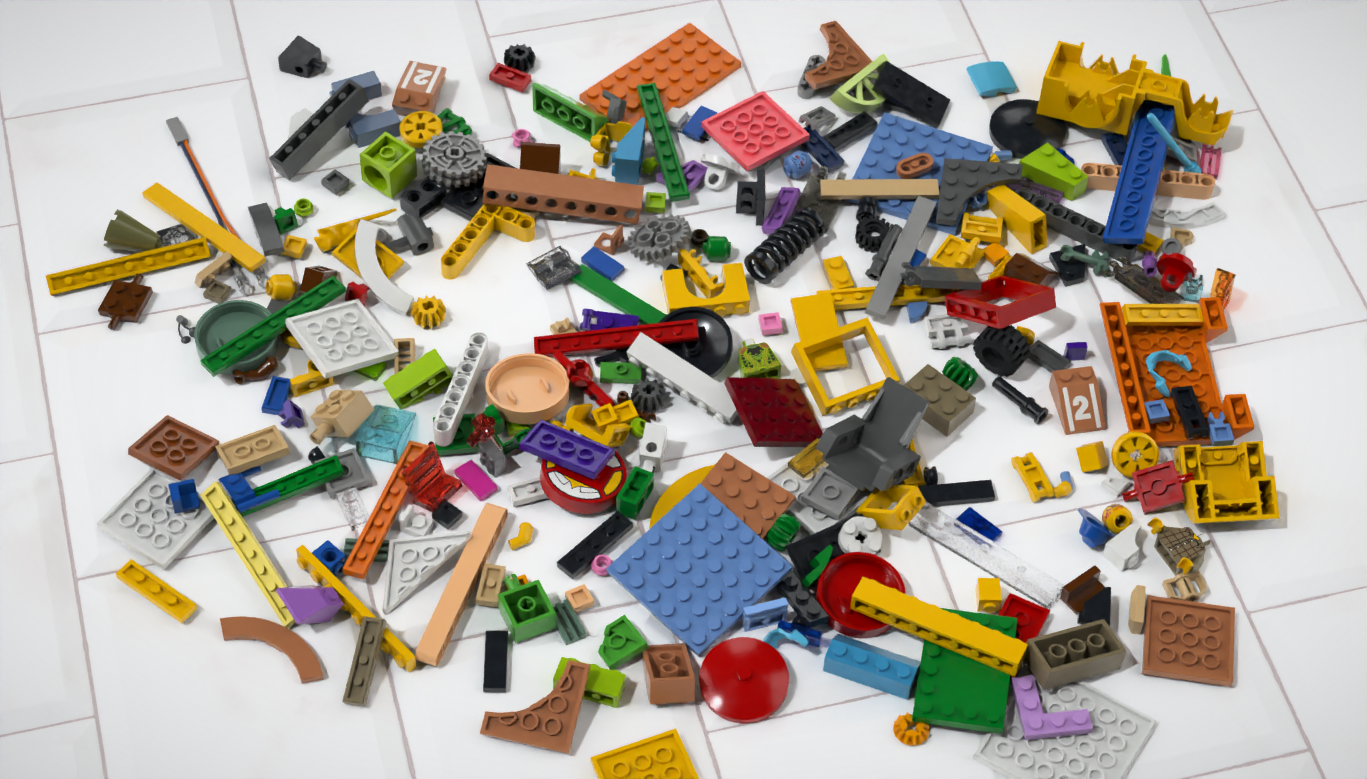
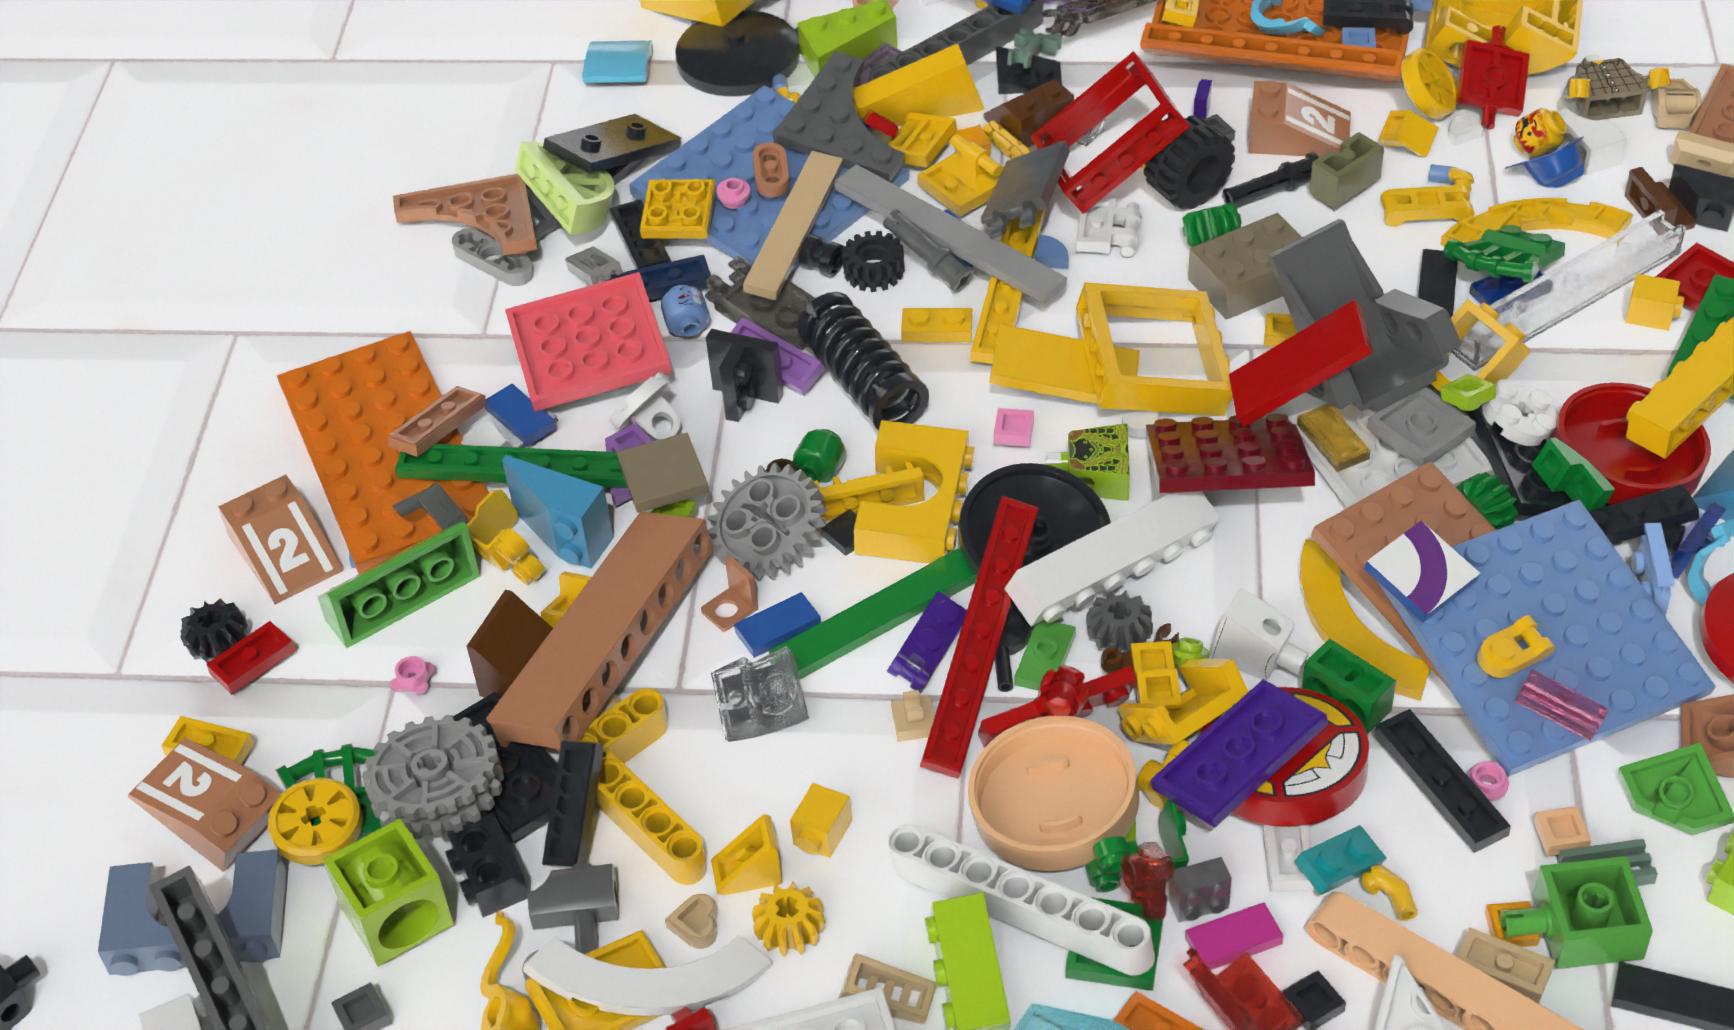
camera: 65 degrees left, 5 degrees down
(420, 281) = (695, 921): none -> tan tile
(456, 81) = (220, 739): none -> yellow plate
(457, 291) = (748, 860): none -> yellow slope
(458, 214) = (572, 804): none -> black plate
(486, 309) = (821, 820): none -> yellow brick
(529, 509) = (1339, 859): none -> teal plate
(583, 61) = (279, 539): none -> nougat slope
(642, 574) = (1561, 705): none -> clear pink tile
(666, 544) = (1503, 656): none -> yellow plate
(669, 184) = (662, 472): none -> dark tan tile
(674, 90) = (436, 421): none -> nougat tile
(702, 496) = (1422, 571): none -> tile
(834, 419) = (1300, 363): none -> red tile
(853, 504) = (1468, 392): none -> lime plate
(869, 137) = (678, 209): none -> yellow tile
(890, 155) = (733, 193): none -> bright pink plate
(981, 205) = (880, 123): none -> red tile
(998, 517) = (1507, 252): none -> green plate
(1036, 429) = (1345, 174): none -> olive brick
(1048, 529) = (1540, 215): none -> yellow tile

